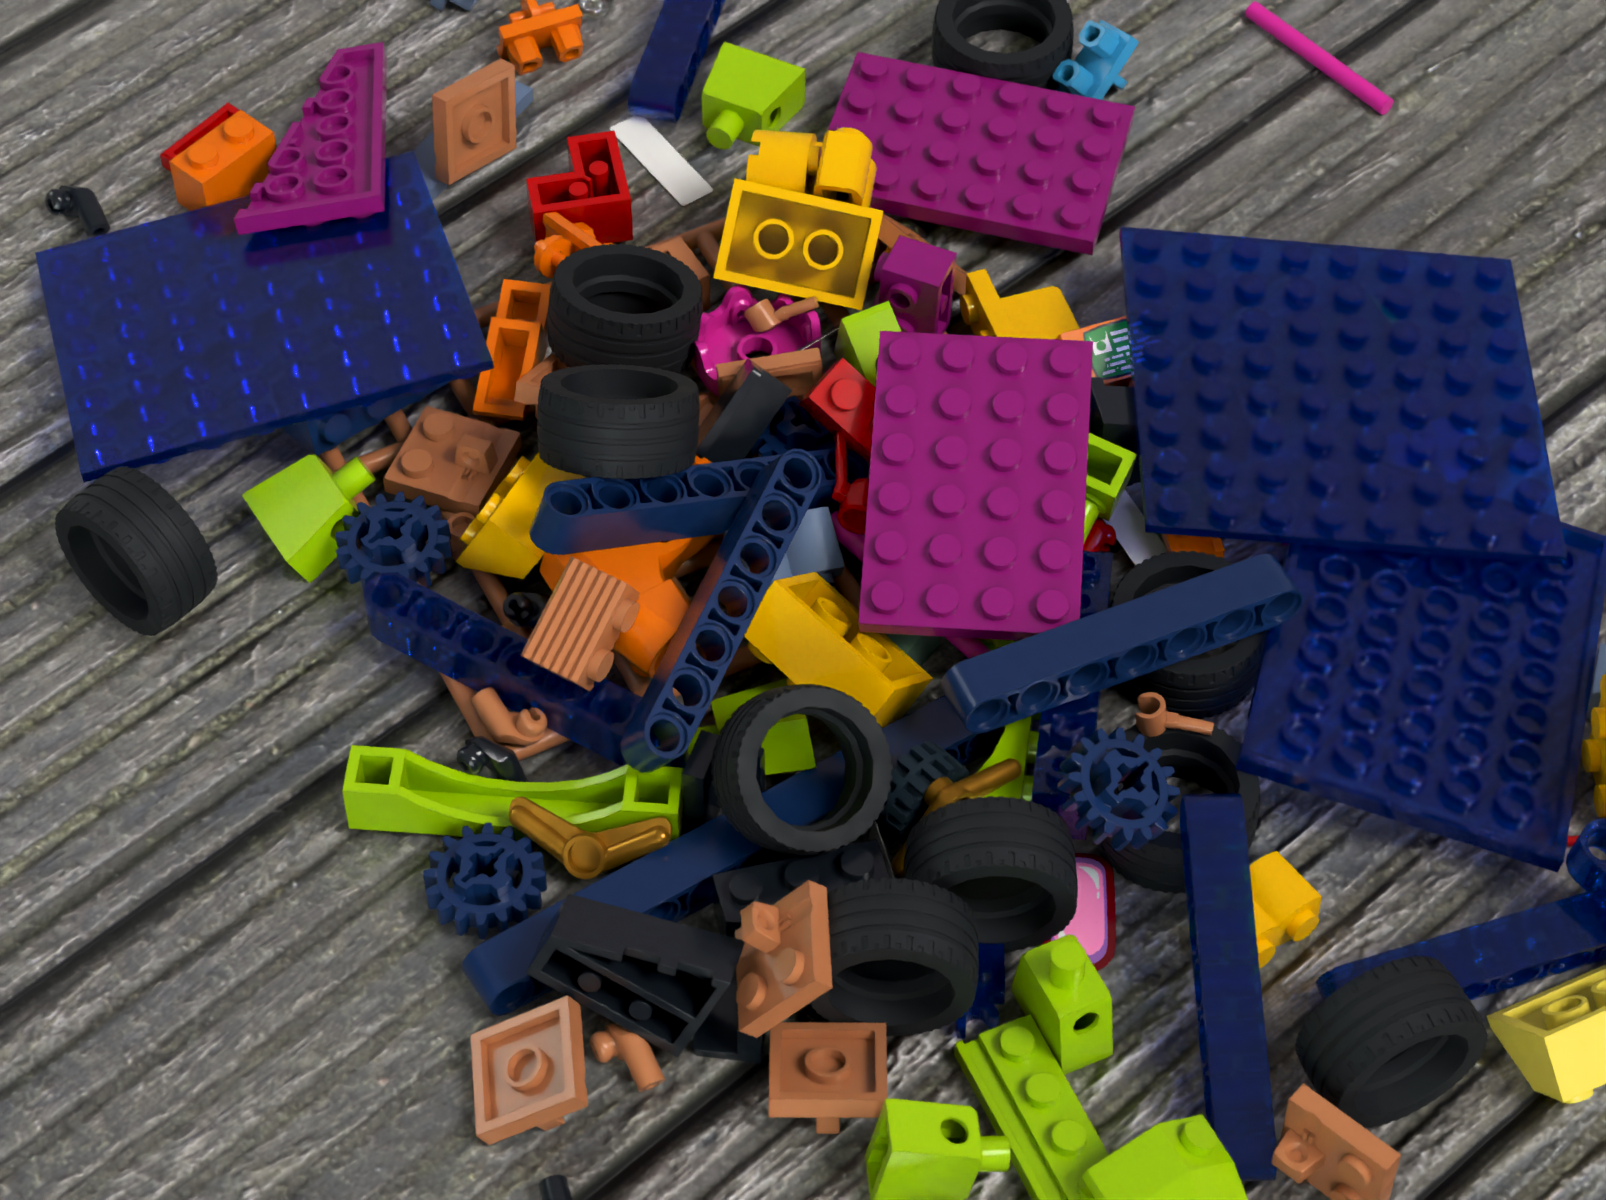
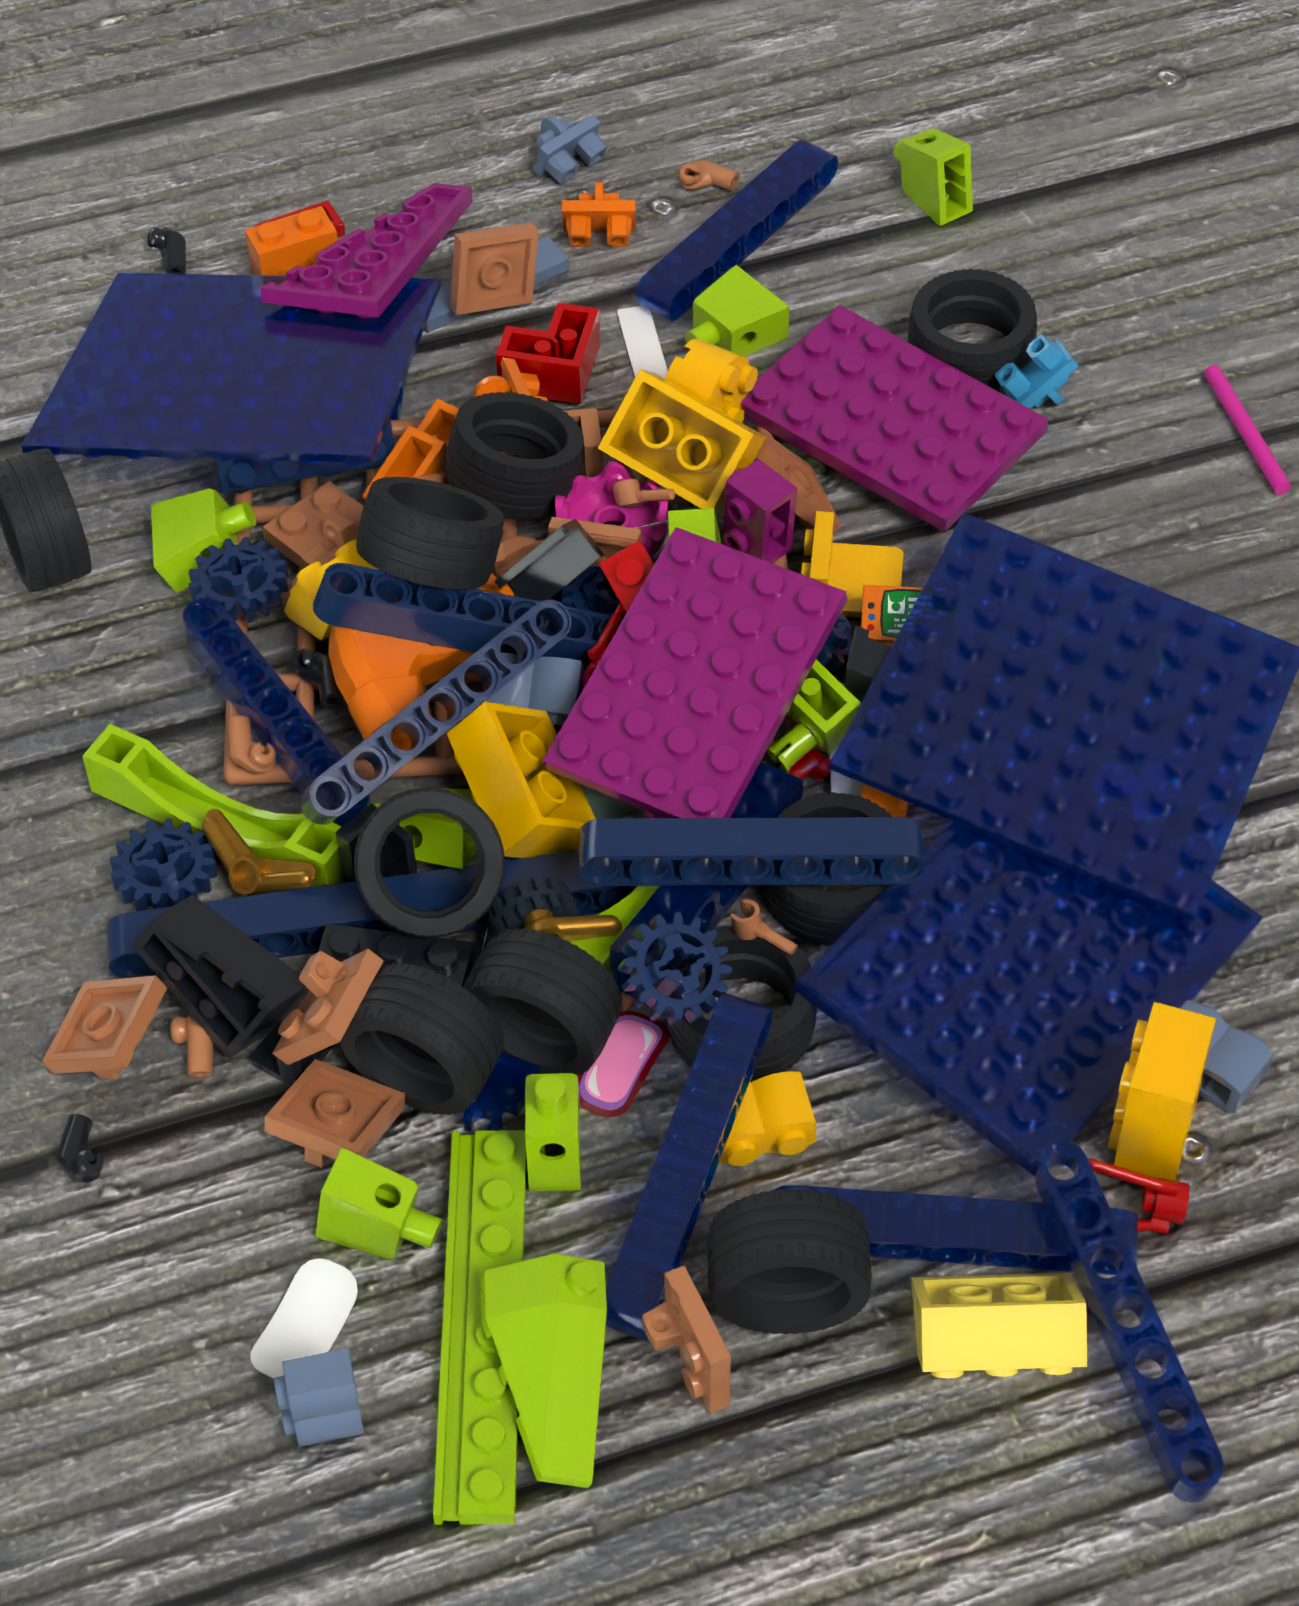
camera: 25 degrees right, 0 degrees up
(498, 758) = (225, 776): black arm -> none
(582, 624) = (320, 686): nougat brick -> none
(846, 167) = (753, 394): yellow brick -> none

